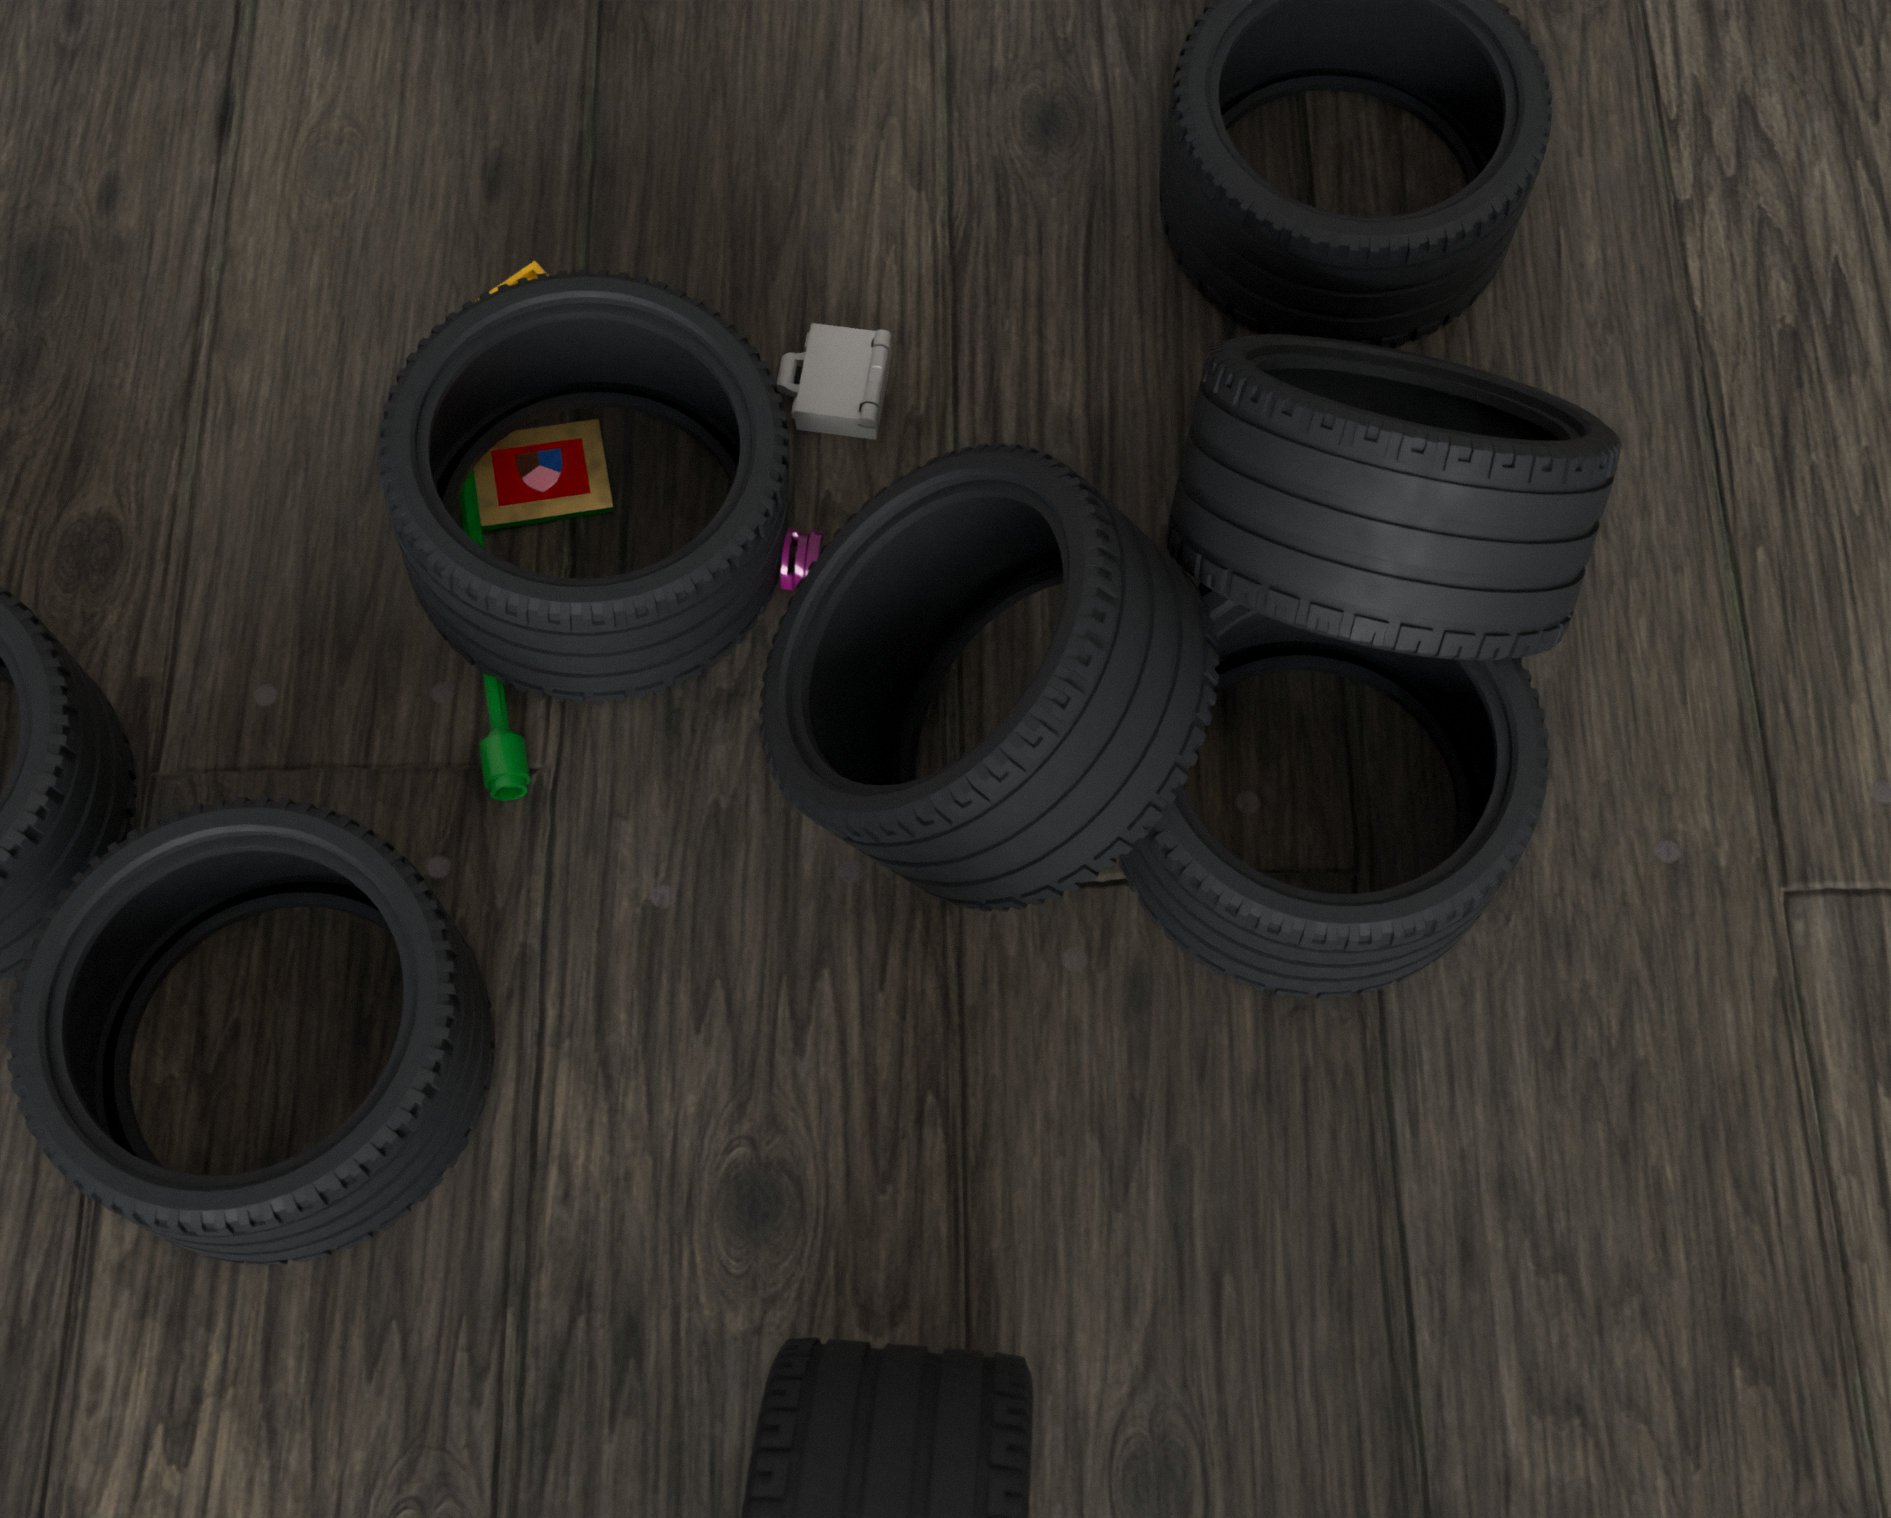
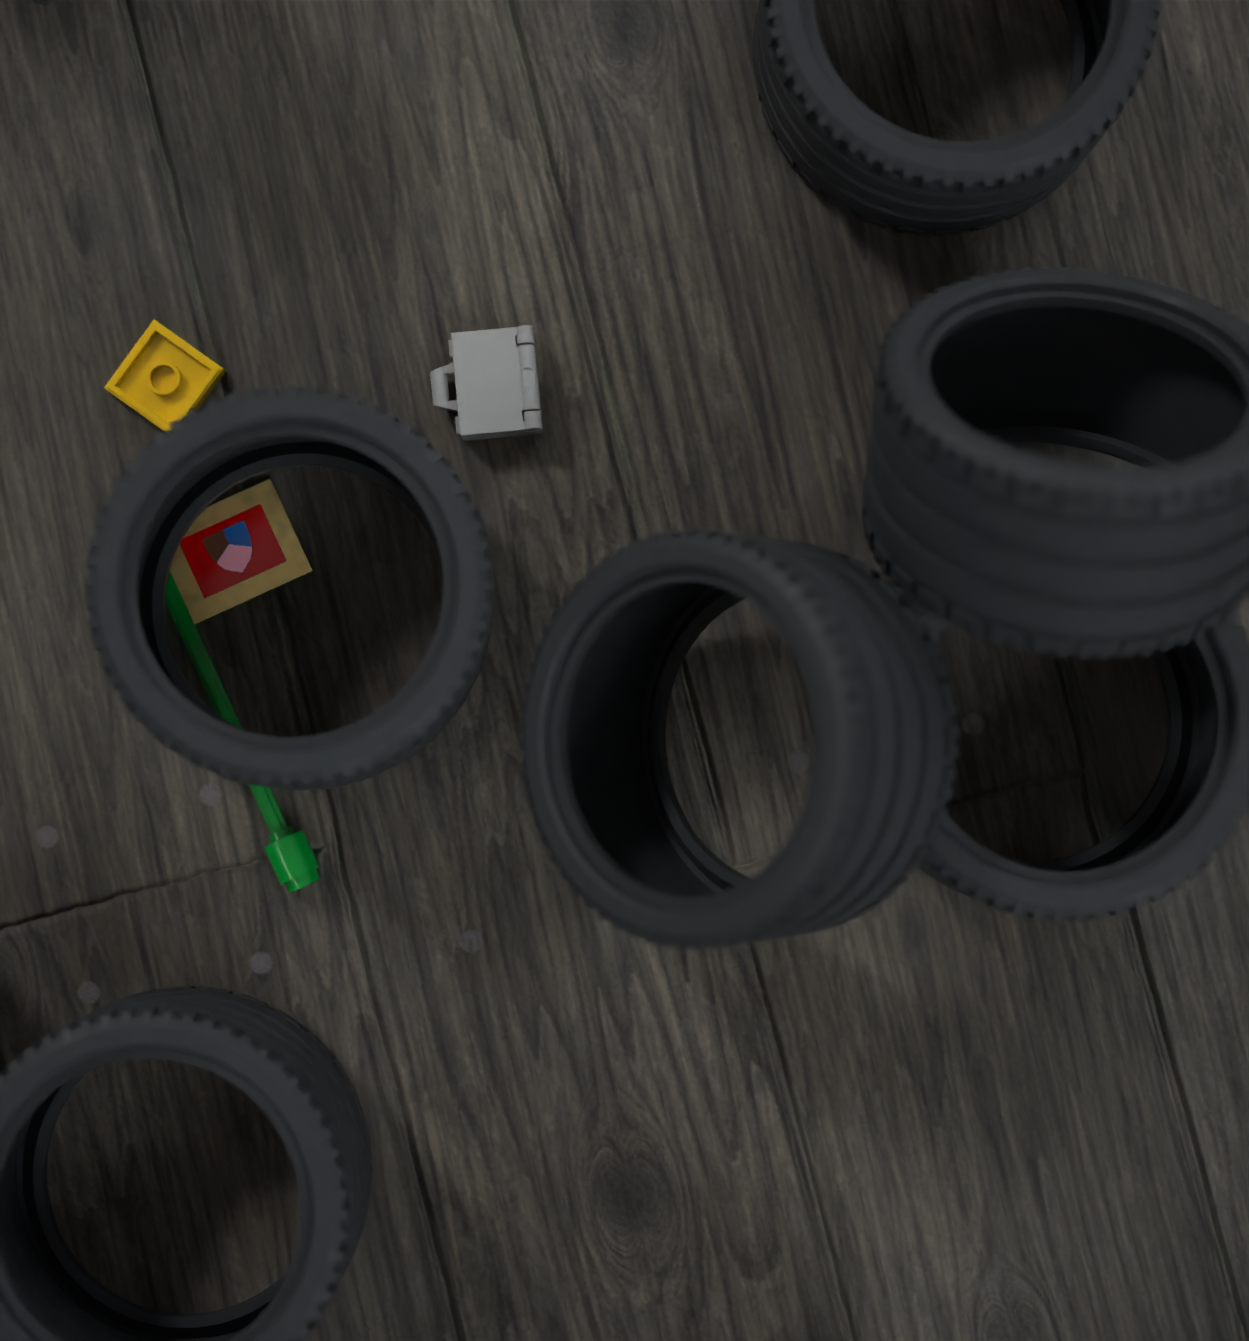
camera: 15 degrees left, 20 degrees up
(807, 551) = (514, 590): magenta wheel -> none

